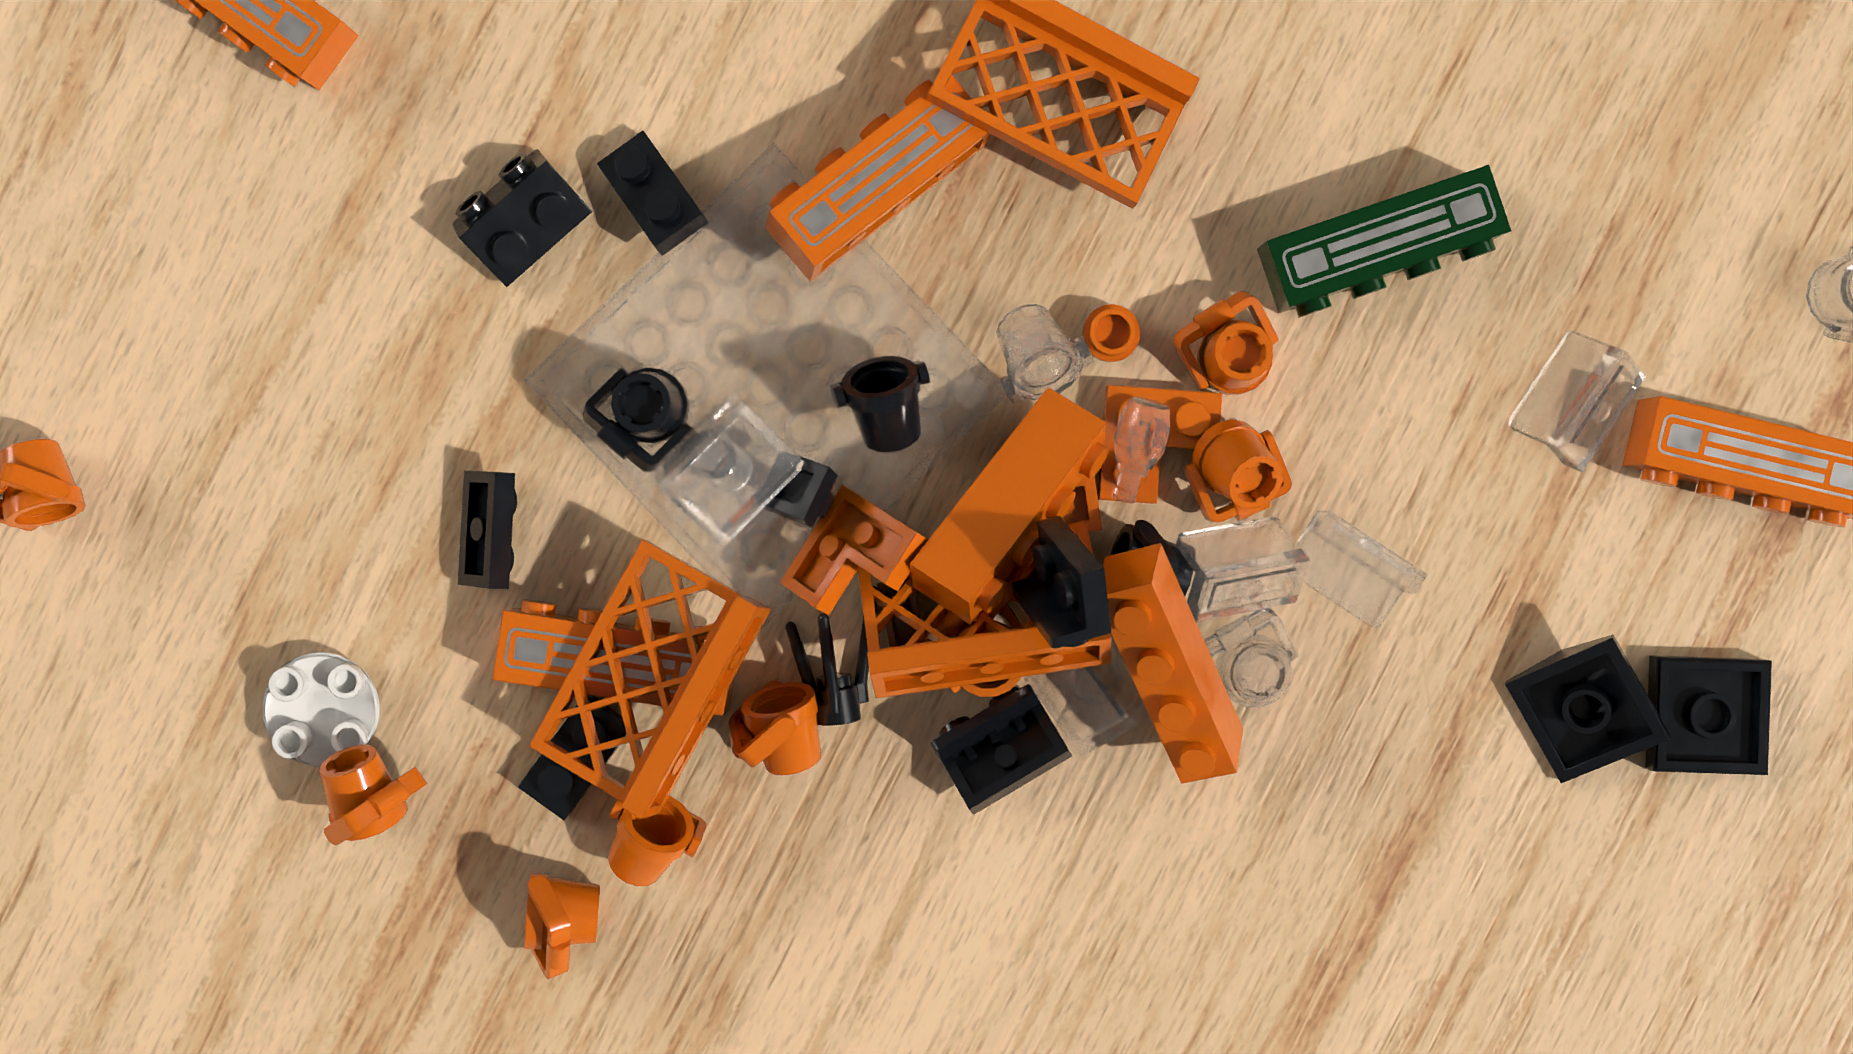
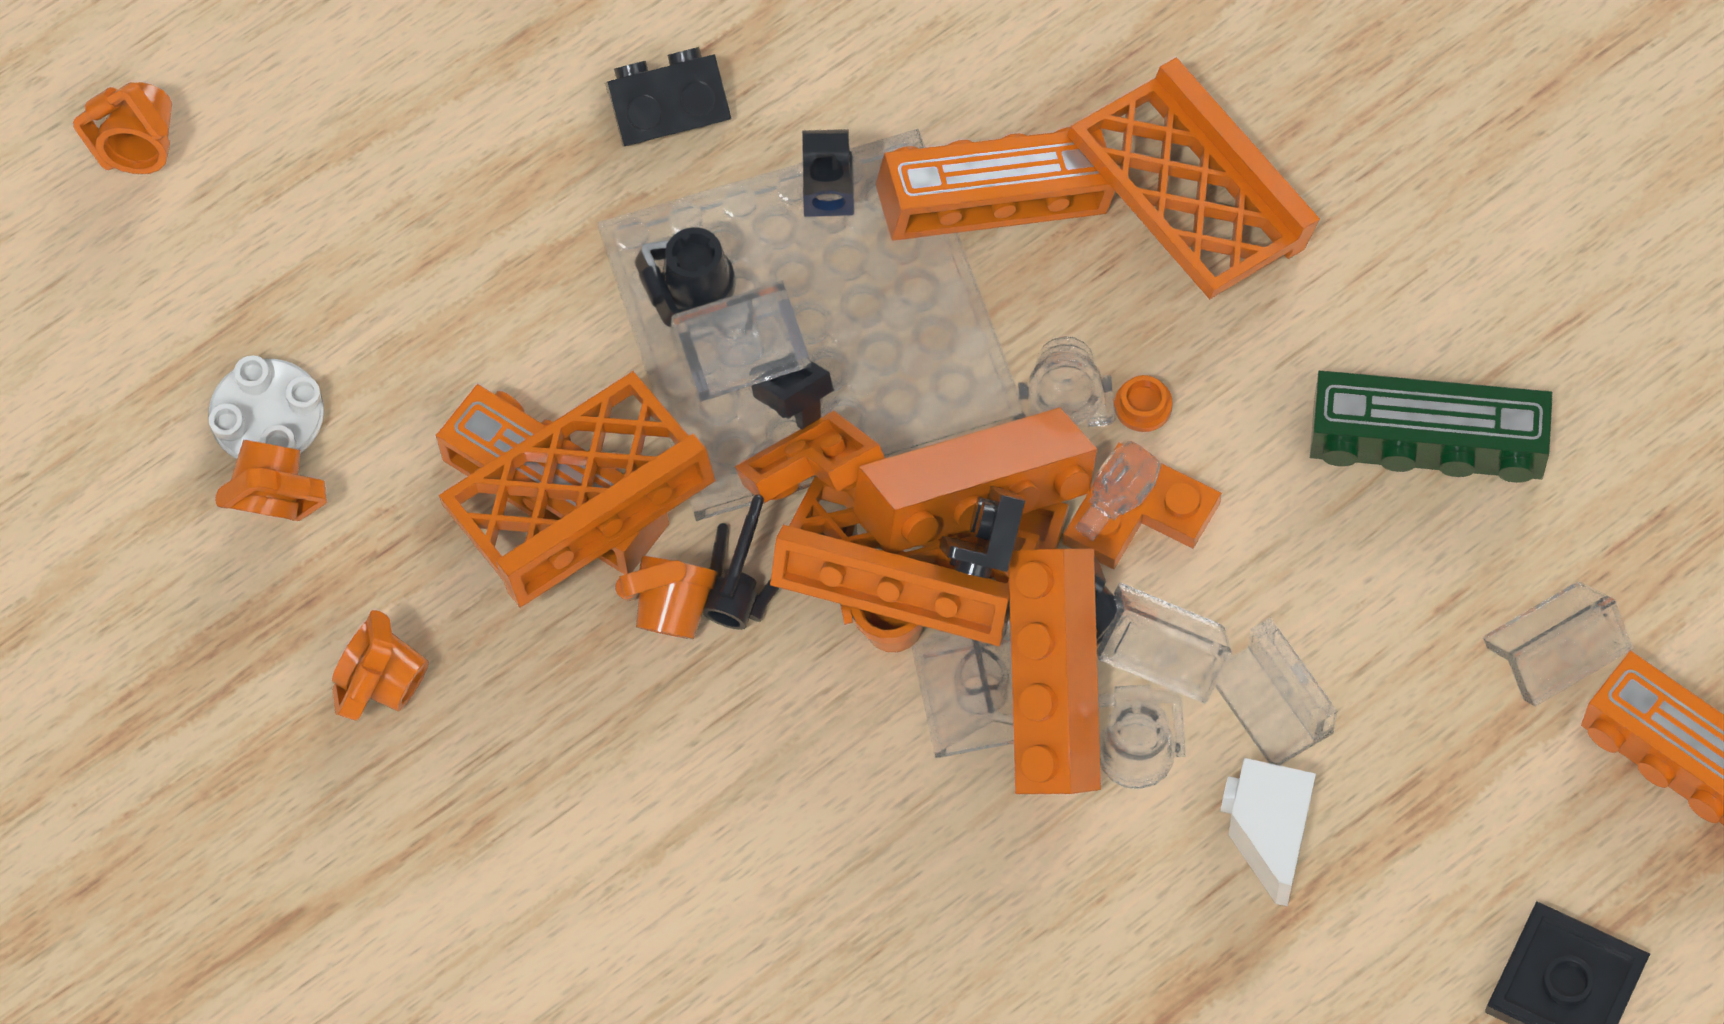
camera: 35 degrees right, 25 degrees down
(487, 529) = (497, 324): black plate -> none
(557, 786) = (451, 561): black plate -> none
(650, 844) = (498, 635): orange piece -> none
(652, 193) = (786, 110): black plate -> none
(721, 249) = (827, 170): none -> black leg
(884, 400) = (906, 349): black piece -> none
(1000, 747) = (862, 699): black bracket -> none
(1233, 352) = (1250, 461): orange piece -> none
(1239, 465) = (1202, 552): orange piece -> none
(1406, 692) = (1269, 821): none -> white slope
(1587, 708) = (1444, 915): black slope -> none

